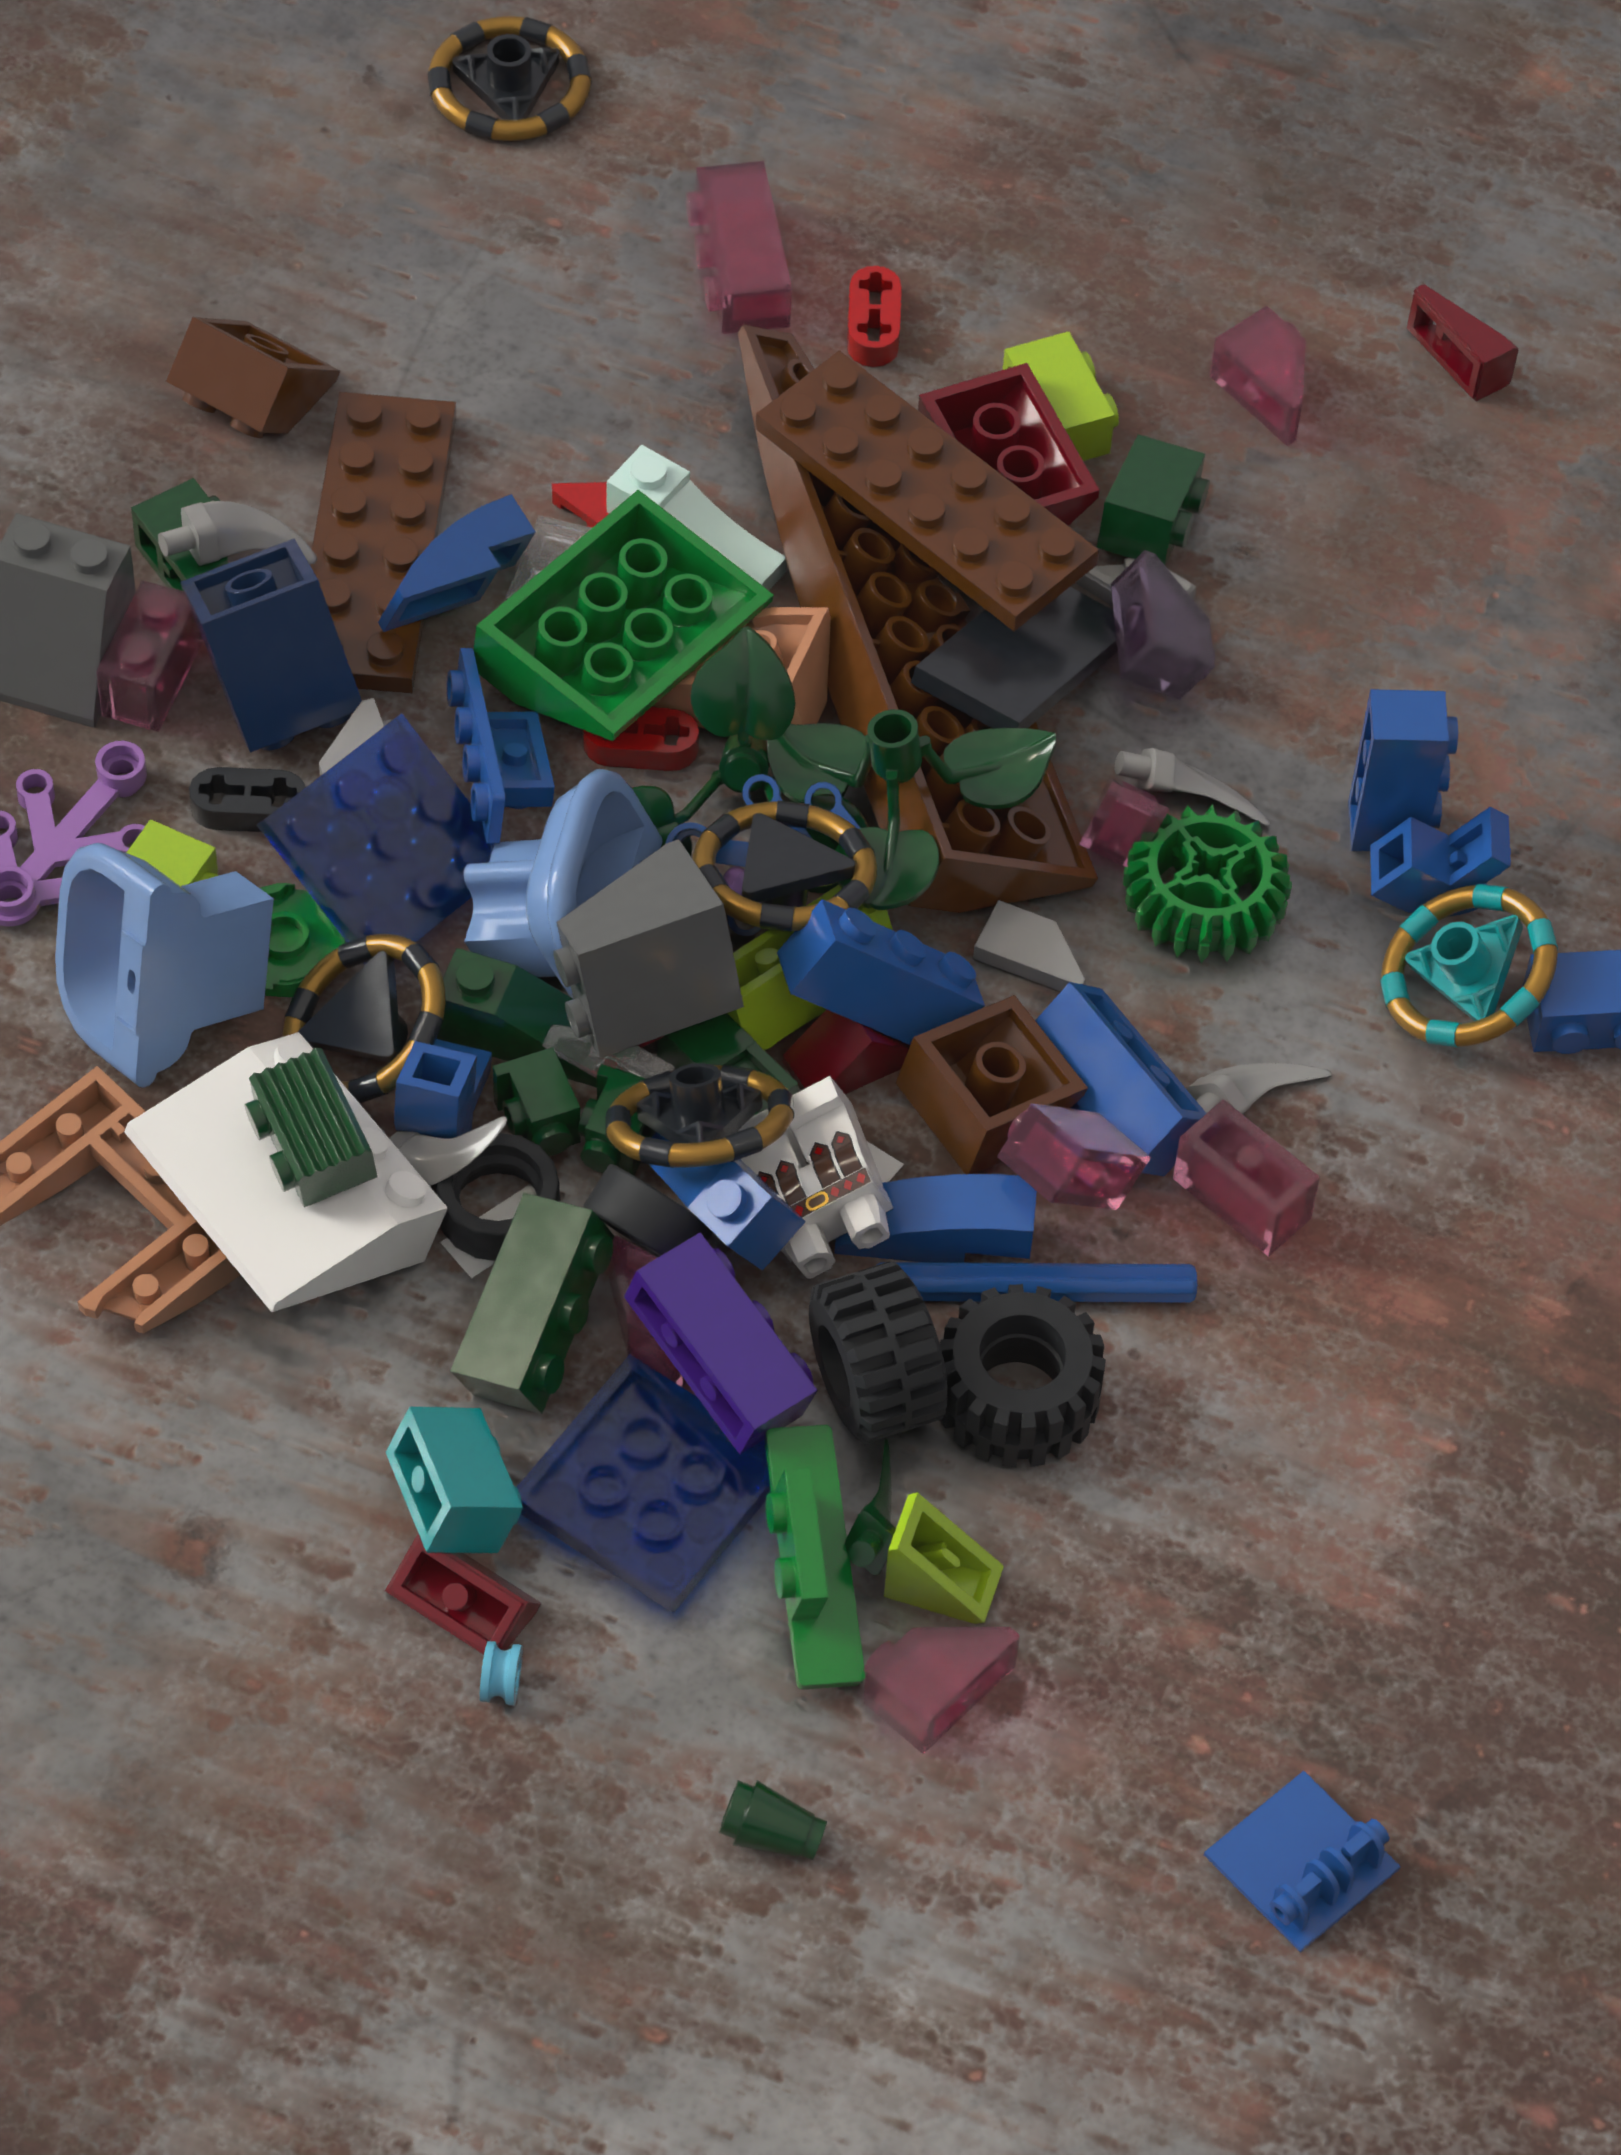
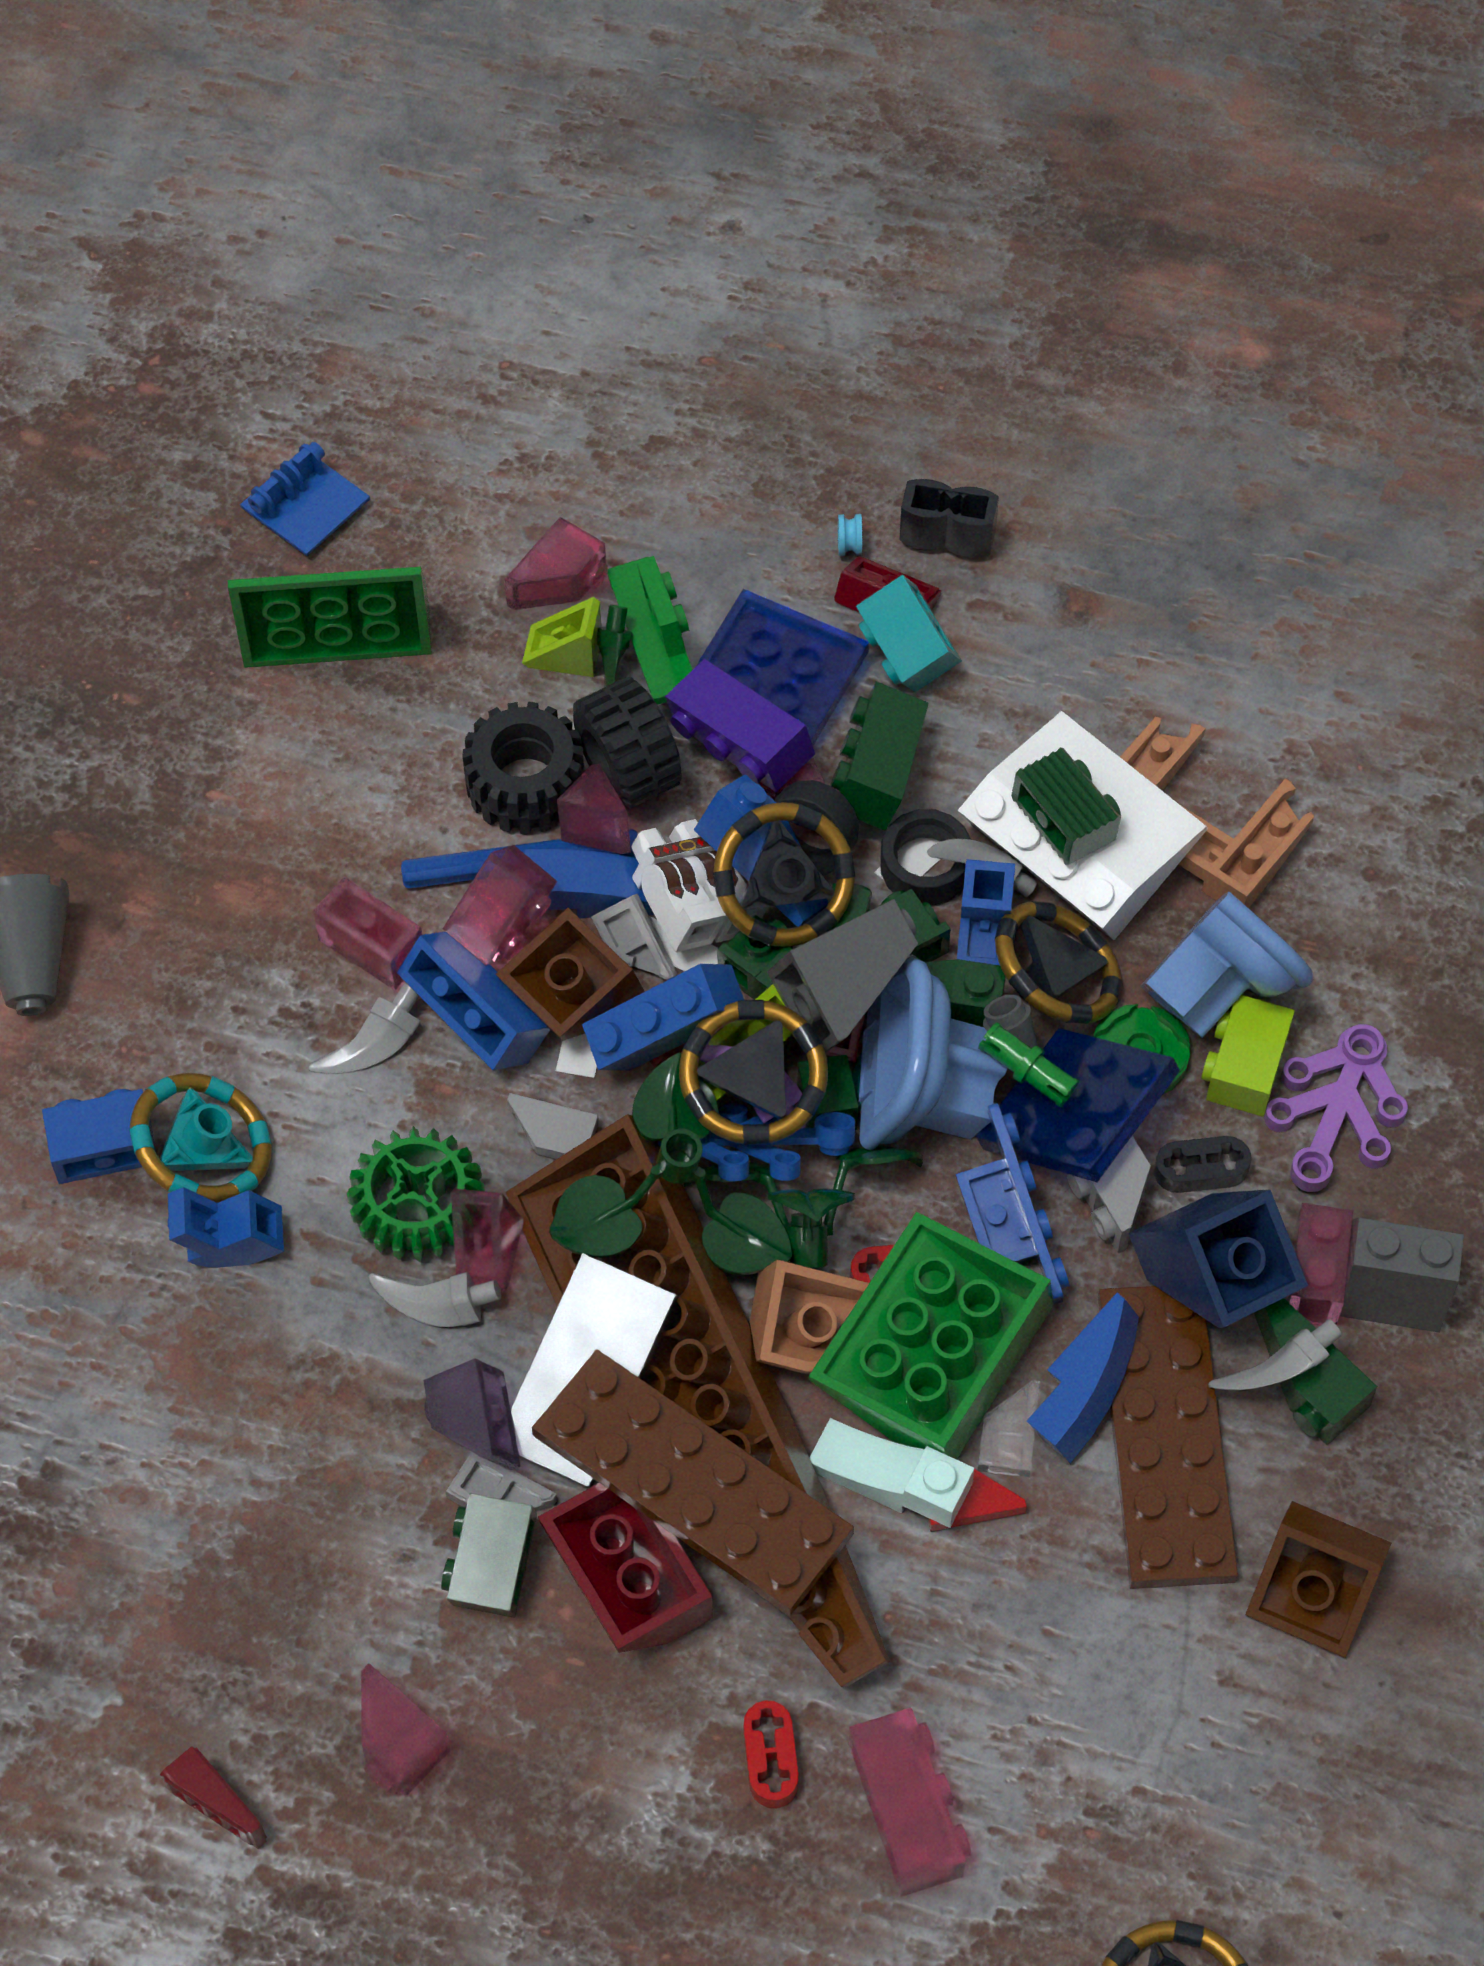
camera: 175 degrees right, 5 degrees up
(366, 1654) = (948, 518): none -> black brick
(442, 844) = (1028, 1064): none -> green pin
(462, 914) = (1013, 1016): none -> dark grey cone
(771, 1822) = (656, 471): dark green cone -> none
(901, 1150) = (633, 937): none -> light grey tile
(937, 1273) = (594, 813): none -> clear pink slope
(1072, 390) = (588, 1669): lime brick -> none
(1275, 1604) = (331, 616): none -> green slope
(1400, 763) = (259, 1263): blue brick -> none

